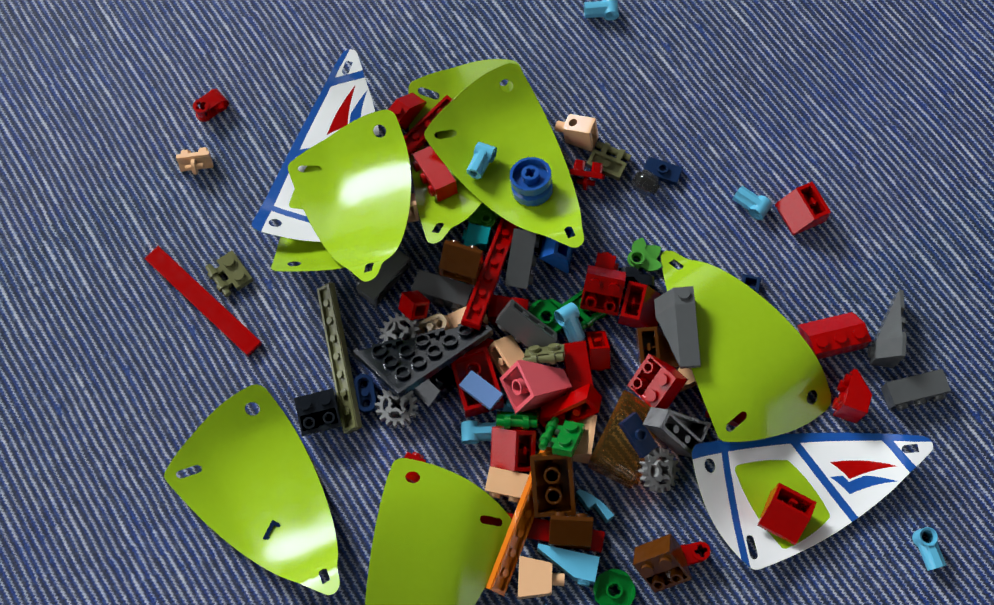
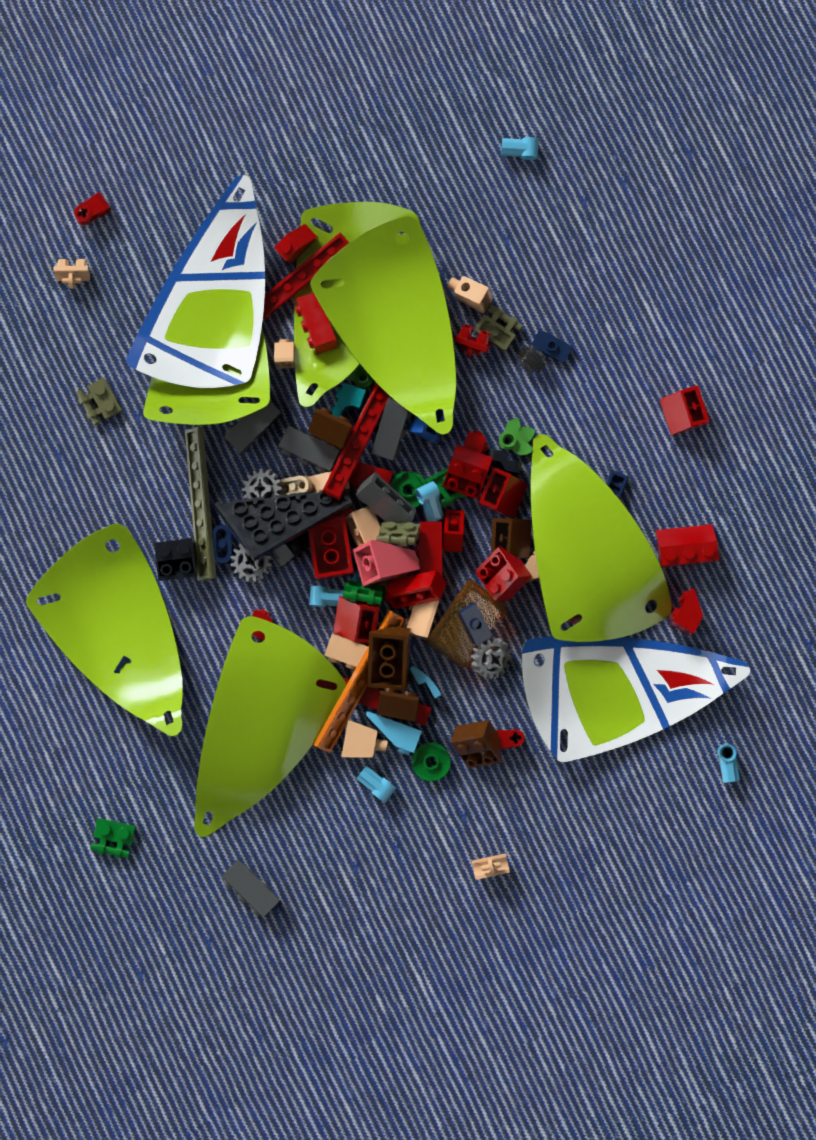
camera: 10 degrees right, 15 degrees up
(203, 301) = (70, 426): red tile -> none
(361, 193) = (235, 339): lime piece -> none
(414, 305) = (279, 464): red brick -> none
(480, 390) = (332, 560): medium blue tile -> none
(482, 156) = (367, 314): medium azure piece -> none
(531, 181) = (411, 351): blue wheel -> none
(567, 439) = (406, 622): green plate -> none
(676, 429) = (514, 622): flat silver wedge -> none
(677, 318) = (532, 515): dark grey wedge -> none
(756, 205) = (639, 398): medium azure piece -> none
(786, 513) = (601, 714): red slope -> none
(890, 341) = (737, 561): dark grey wedge -> none
(915, 390) = (753, 612): dark grey brick -> none

